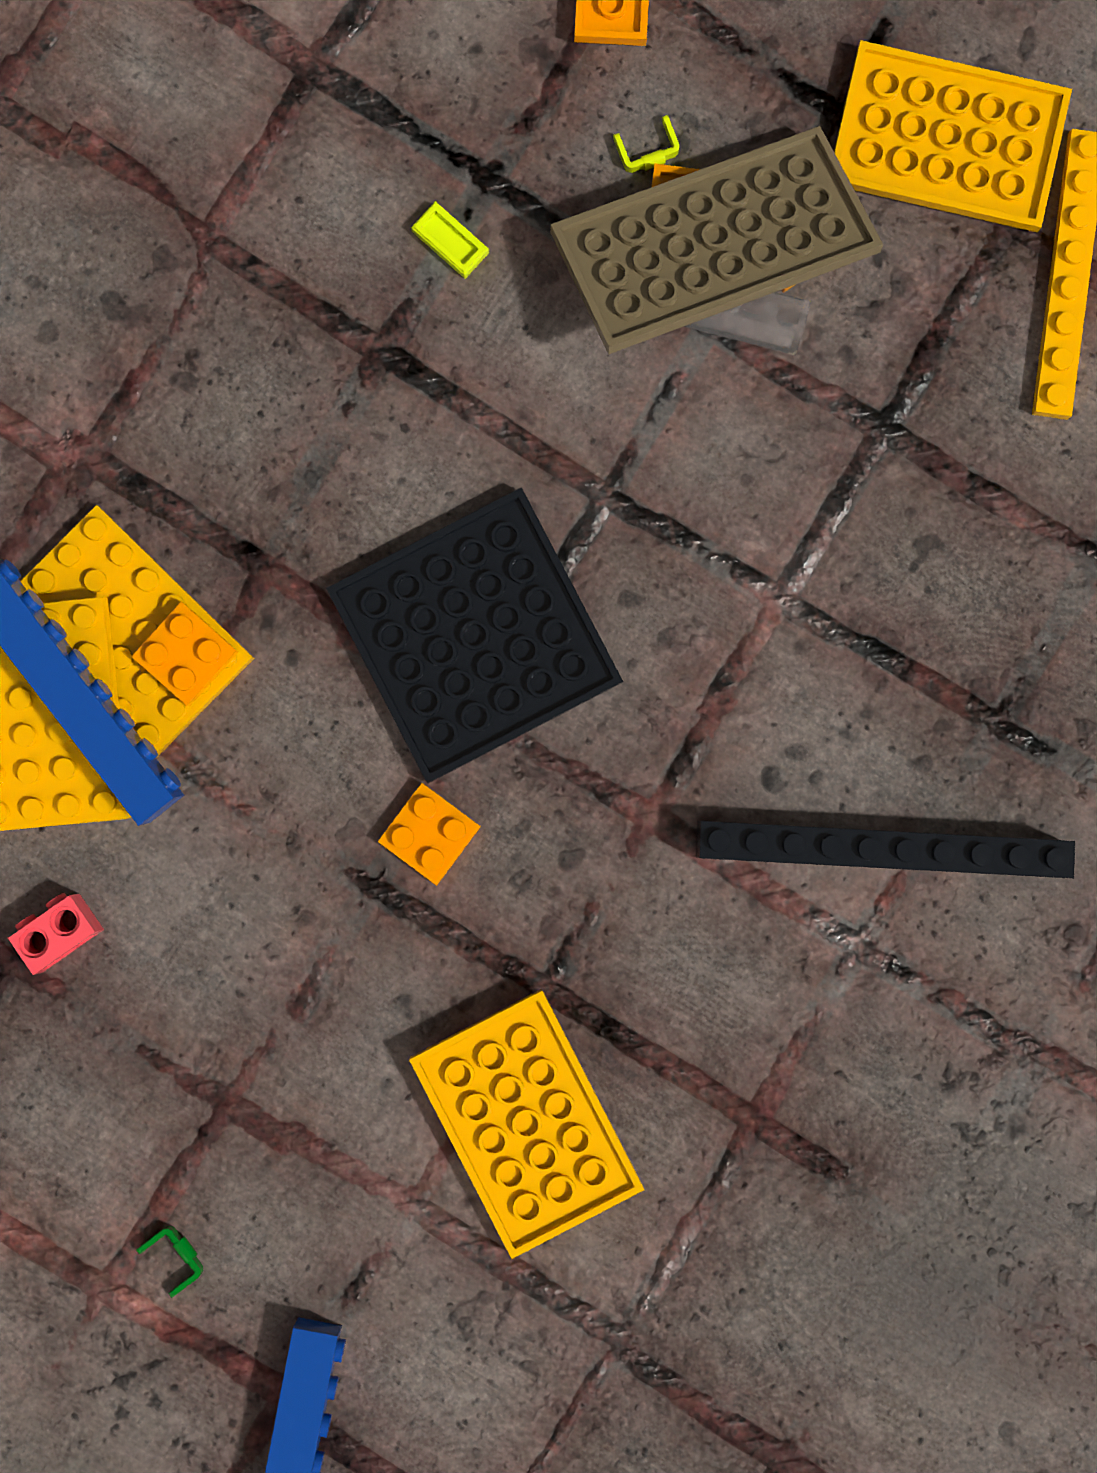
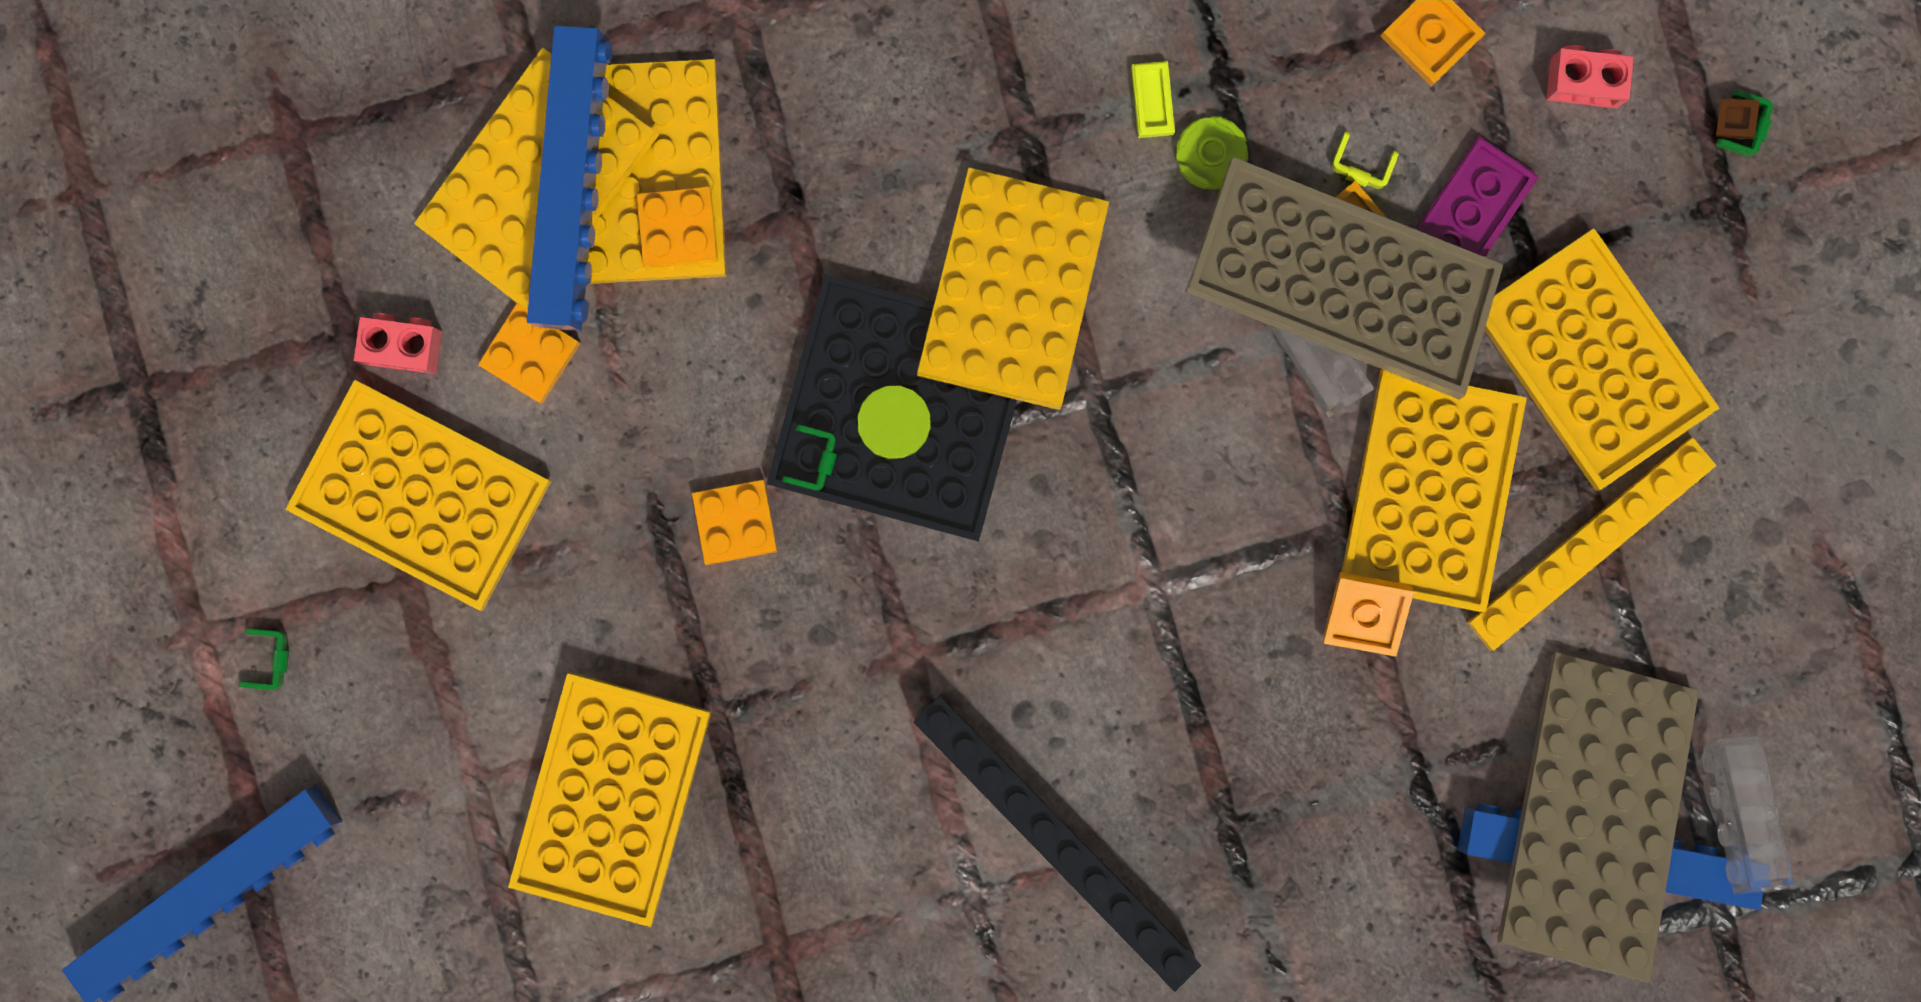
camera: 40 degrees right, 0 degrees up
(160, 851) = (529, 355): none -> light orange plate
(174, 1031) = (418, 495): none -> yellow plate
(457, 726) = (826, 462): none -> green piece
(477, 471) = (1013, 289): none -> yellow plate
(480, 650) = (894, 422): none -> lime tile
(525, 240) = (1207, 149): none -> lime tile
(755, 95) = (1478, 199): none -> magenta tile
(921, 341) = (1434, 490): none -> yellow plate
(957, 472) = (1368, 614): none -> light orange plate

